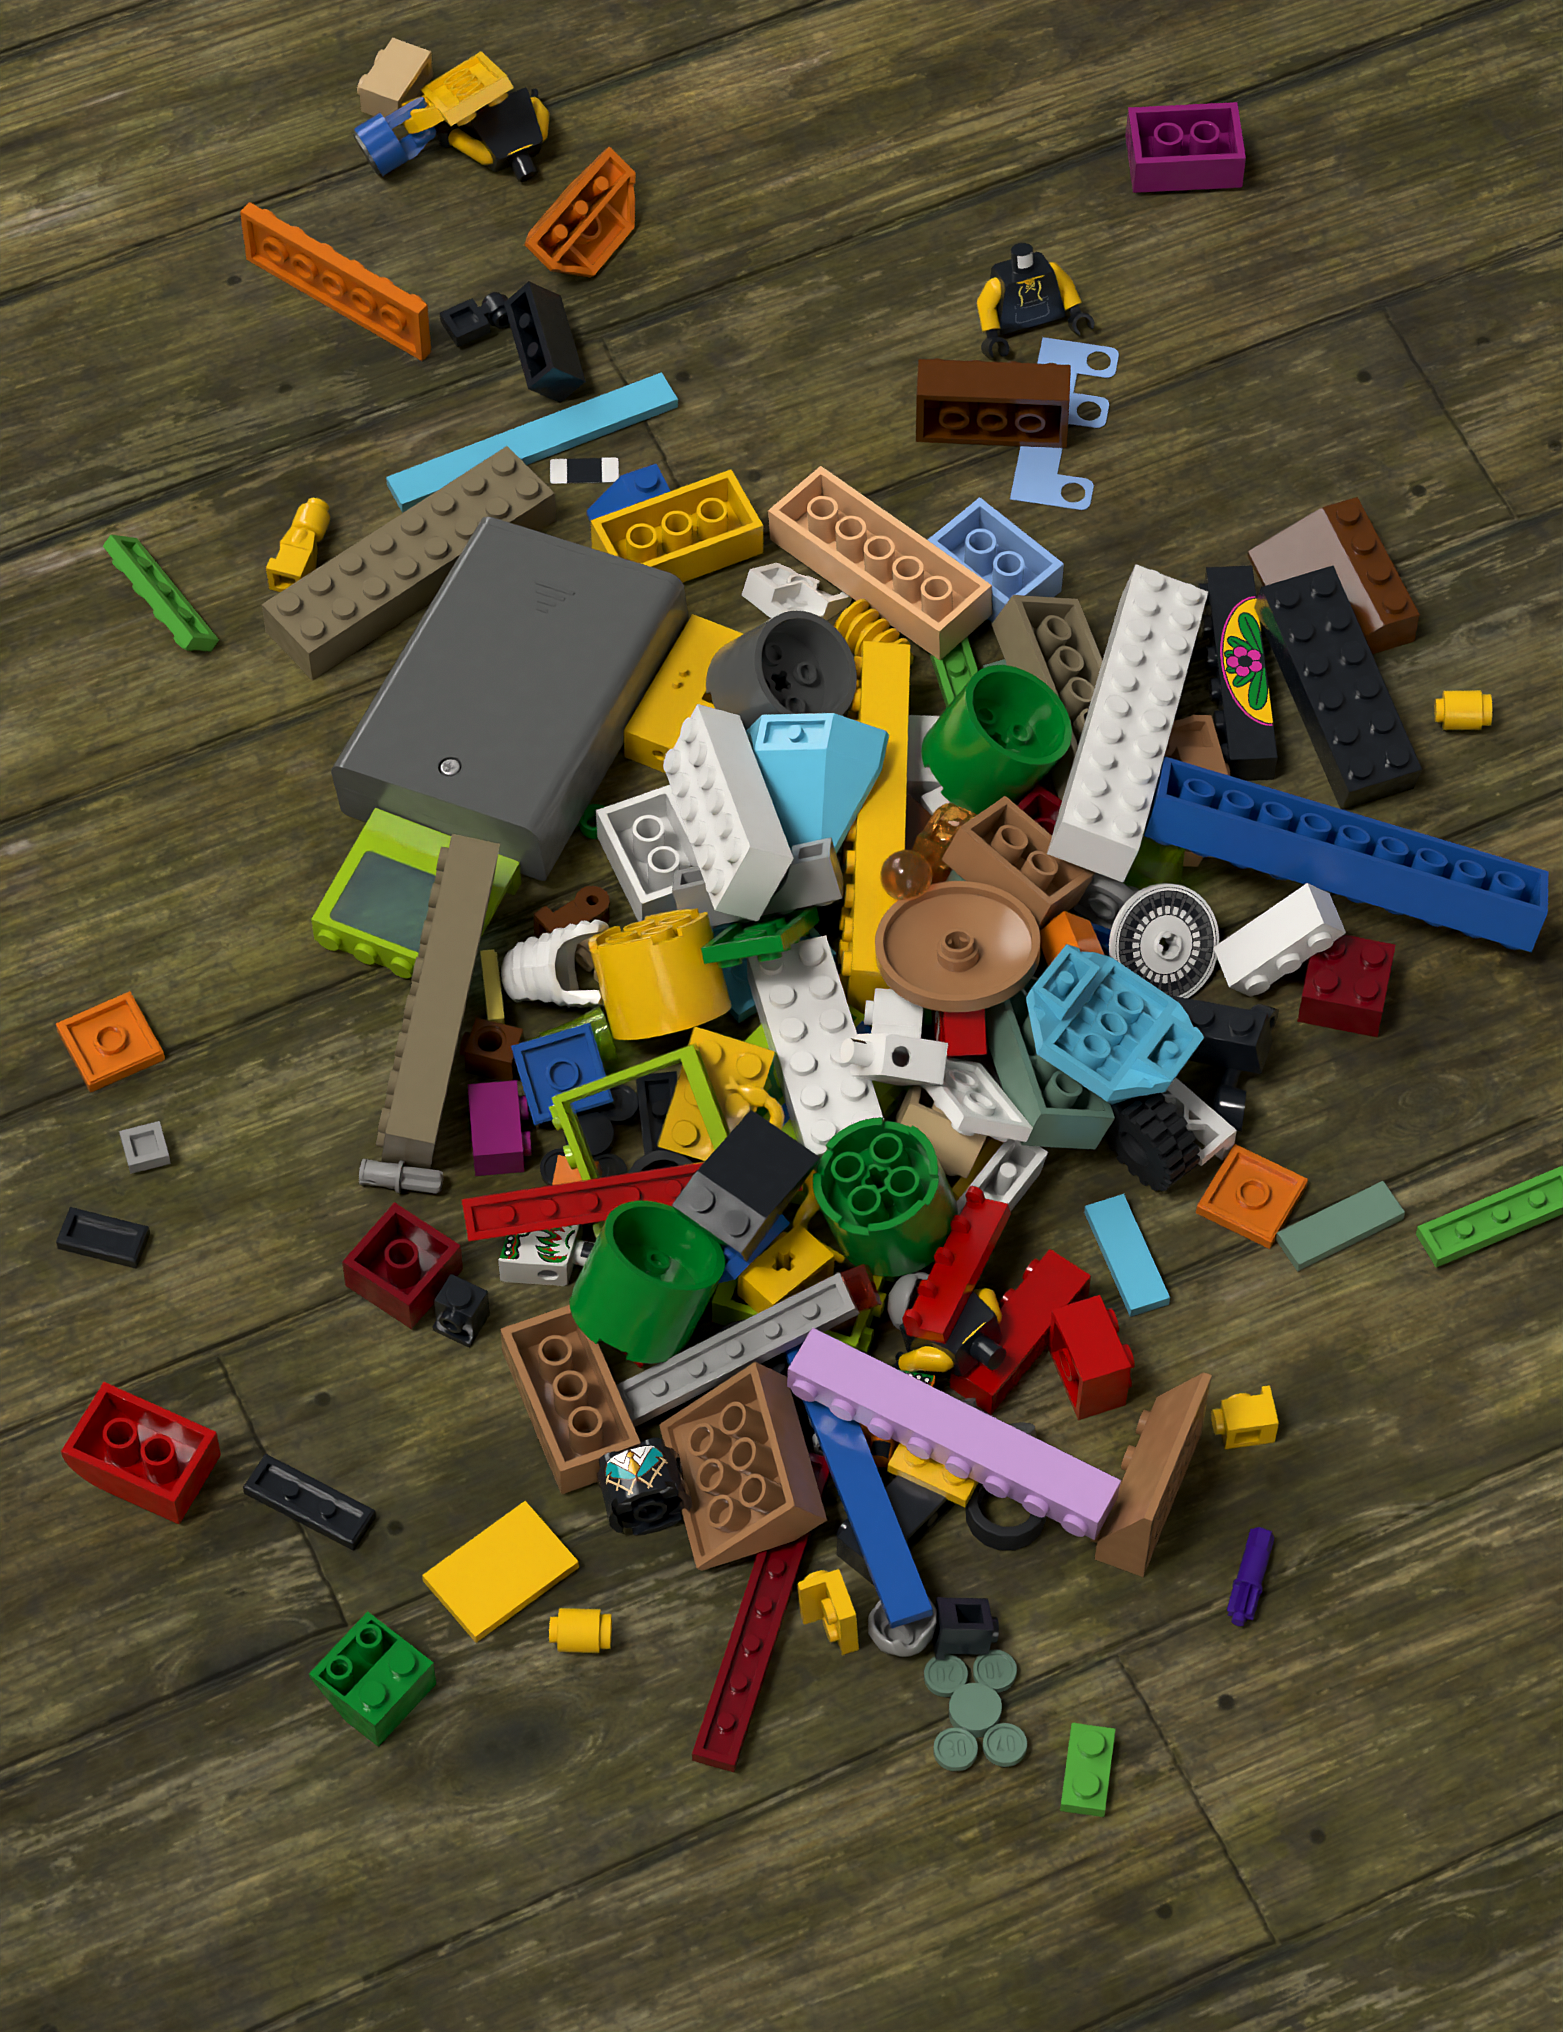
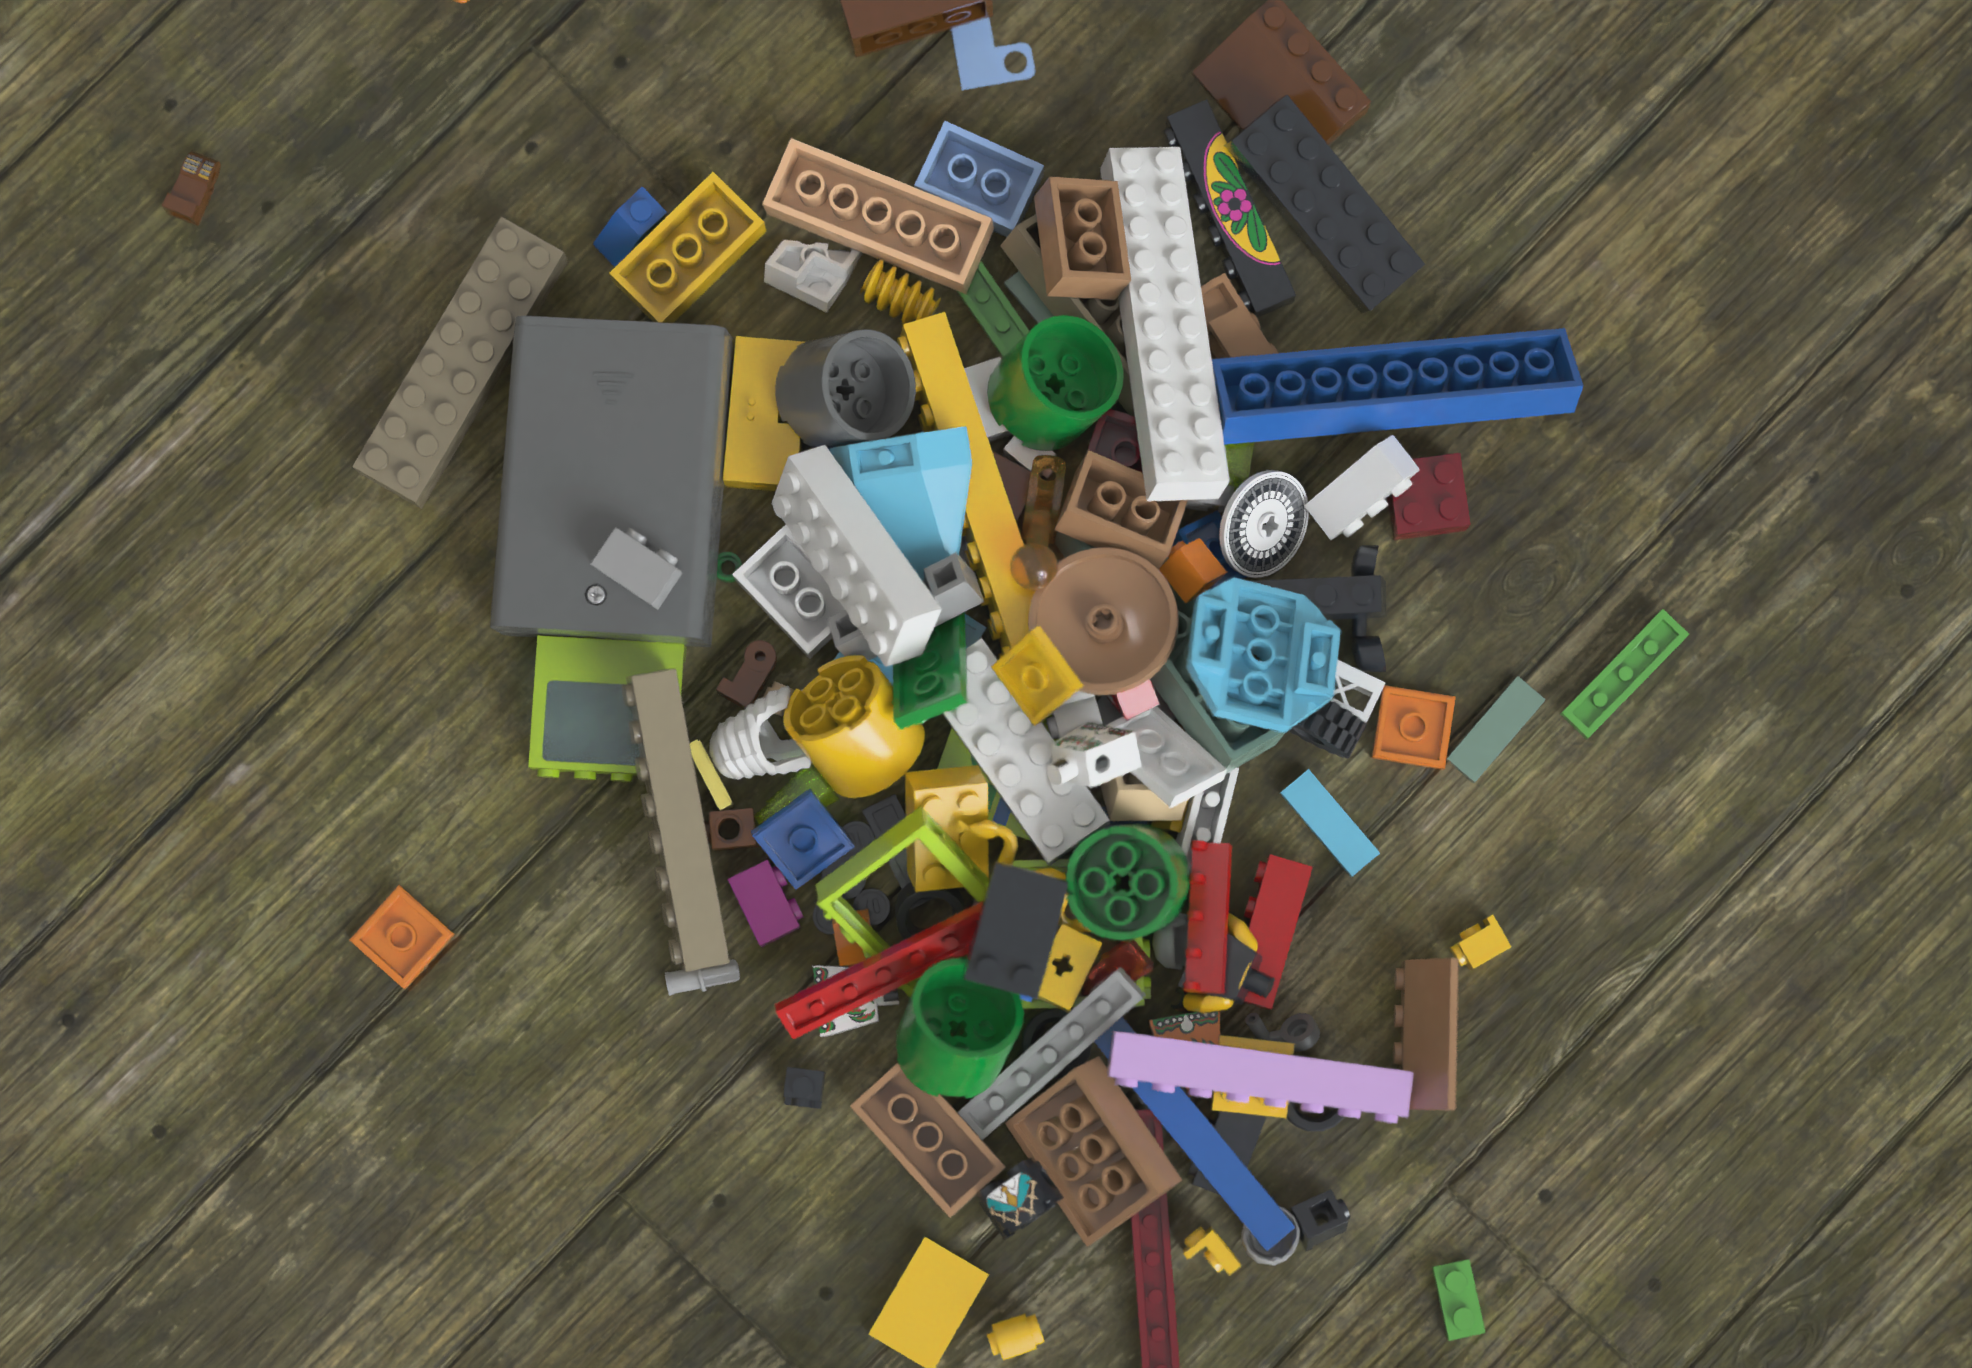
camera: 20 degrees left, 25 degrees up
(103, 1237) = (476, 1124): black tile -> none
(142, 1452) = (598, 1319): red brick -> none
(144, 1147) = (476, 1030): light grey plate -> none
(161, 593) = (252, 475): bright green plate -> none
(220, 346) = (192, 188): none -> reddish brown leg
(299, 545) = (356, 383): yellow piece -> none
(309, 1502) = (748, 1300): black tile -> none
(336, 281) = (278, 89): orange plate -> none
(402, 1265) = (741, 1067): dark red brick -> none
(469, 322) = (405, 79): black plate -> none
(502, 746) = (637, 567): none -> light grey brick
(540, 437) = (515, 186): medium azure tile -> none
(544, 342) = (486, 82): black brick -> none
(584, 470) = (572, 198): sticker -> none
(867, 970) = (1037, 675): none -> yellow tile
(975, 1711) = (1352, 1282): sand green piece -> none
(1075, 620) = (1082, 238): none -> medium nougat brick
(1090, 1356) = (1339, 943): red brick -> none
(1248, 1583) = (1530, 1083): dark purple piece -> none
(1463, 710) = (1436, 178): yellow brick -> none

